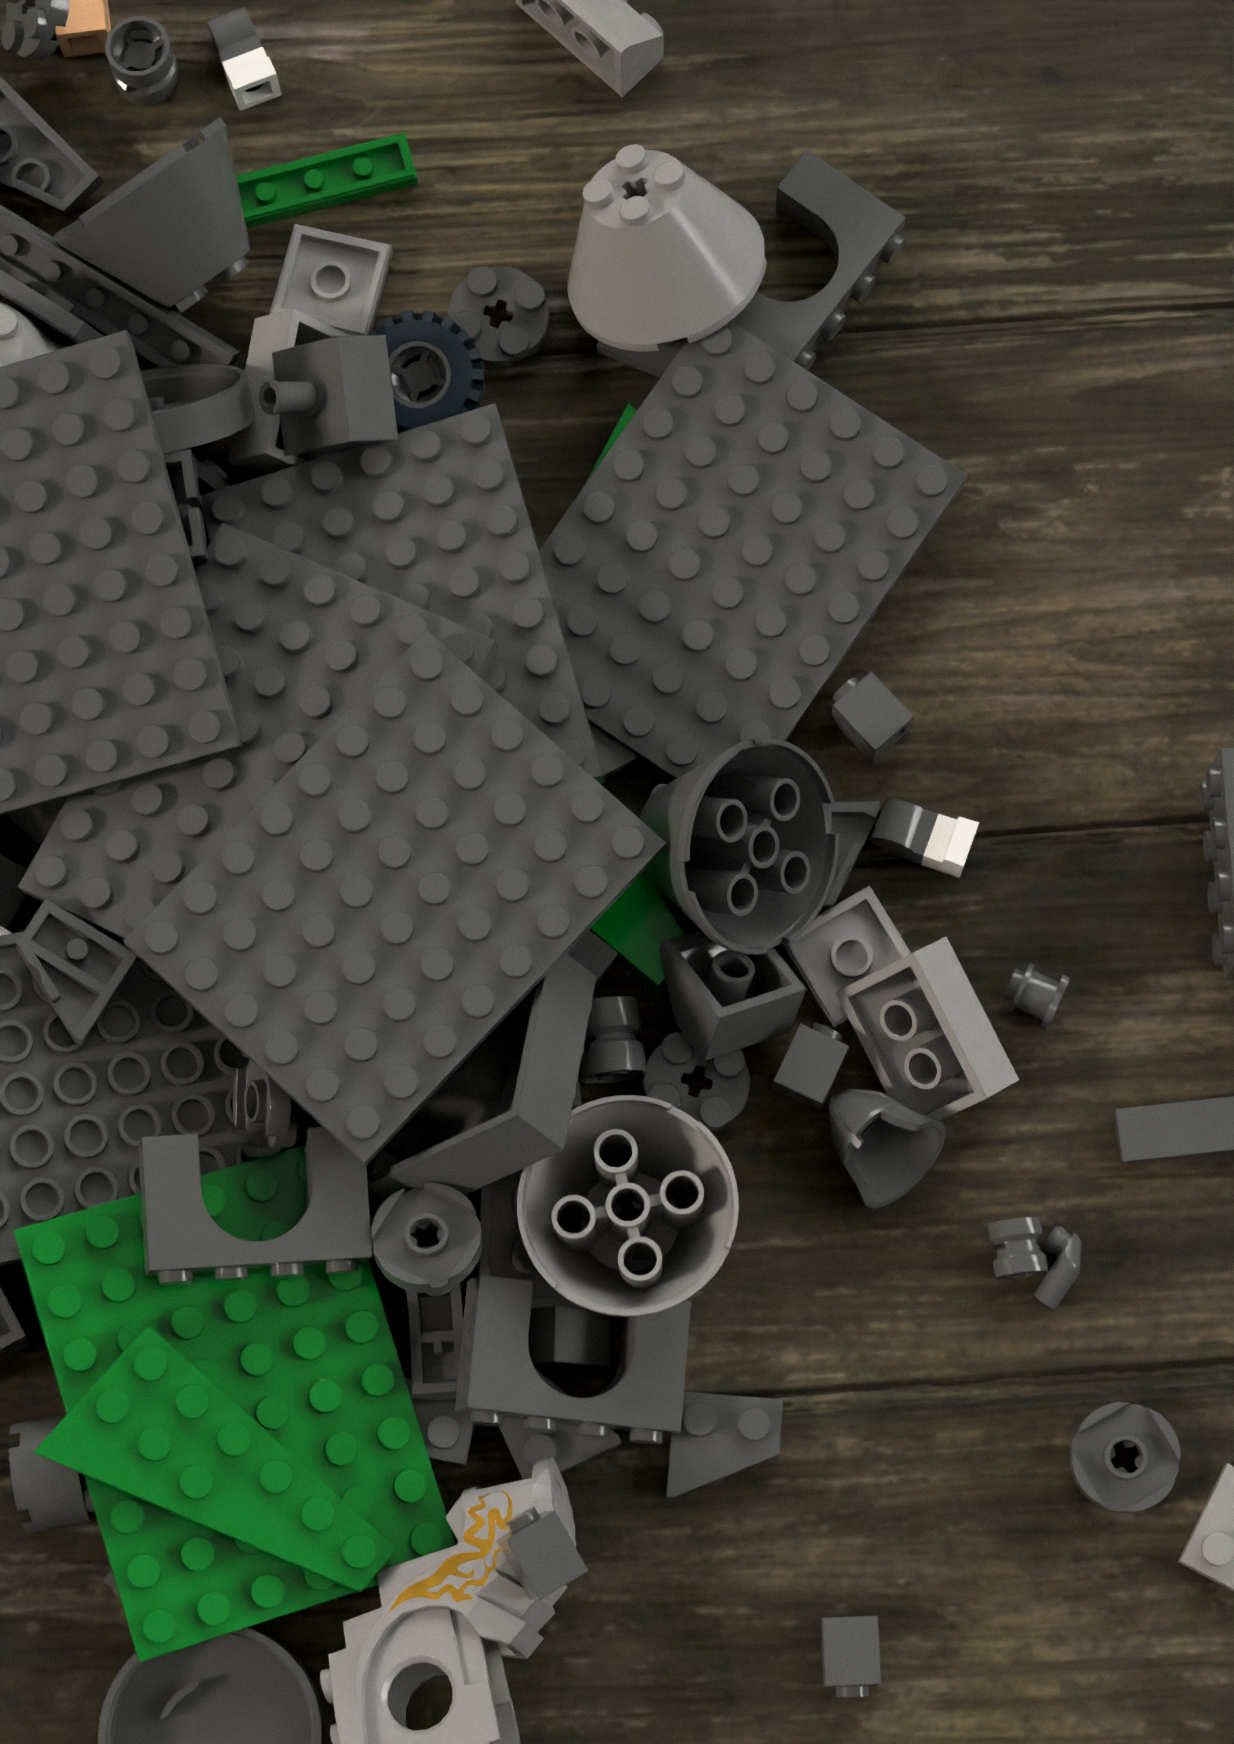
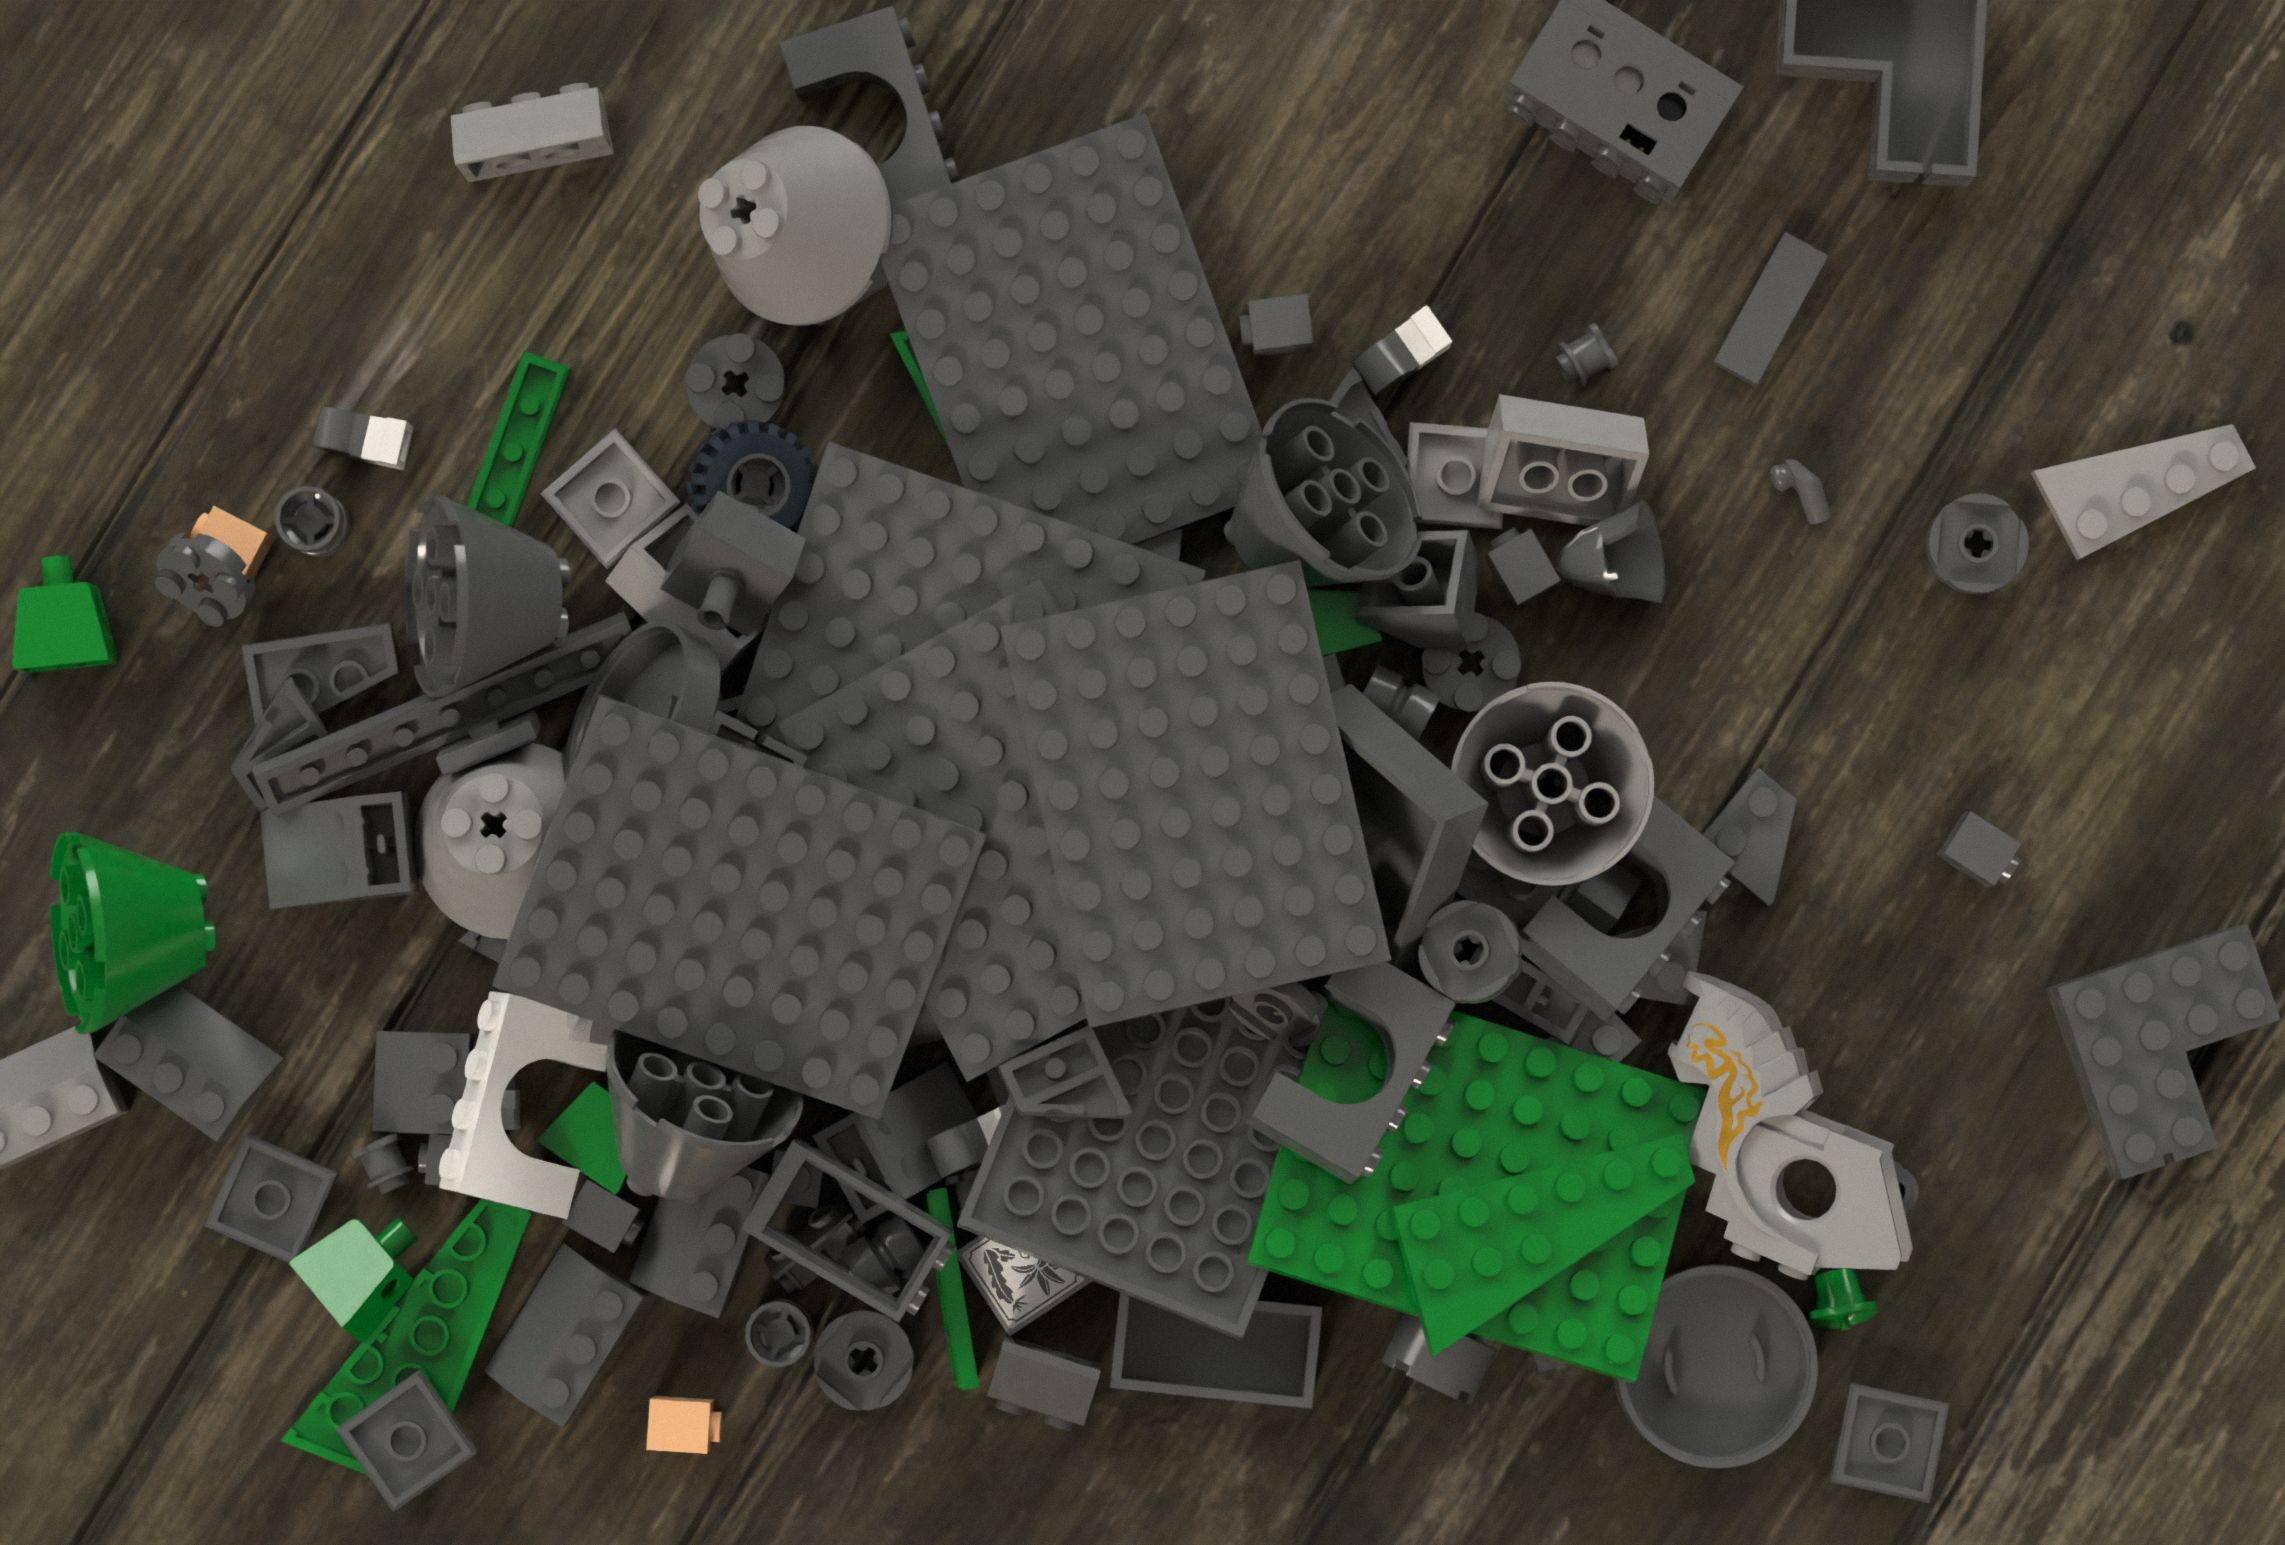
camera: 60 degrees left, 10 degrees up
(540, 1552) = (1769, 1028): dark grey brick -> none
(1017, 1248) = (1768, 511): dark grey wheel -> none

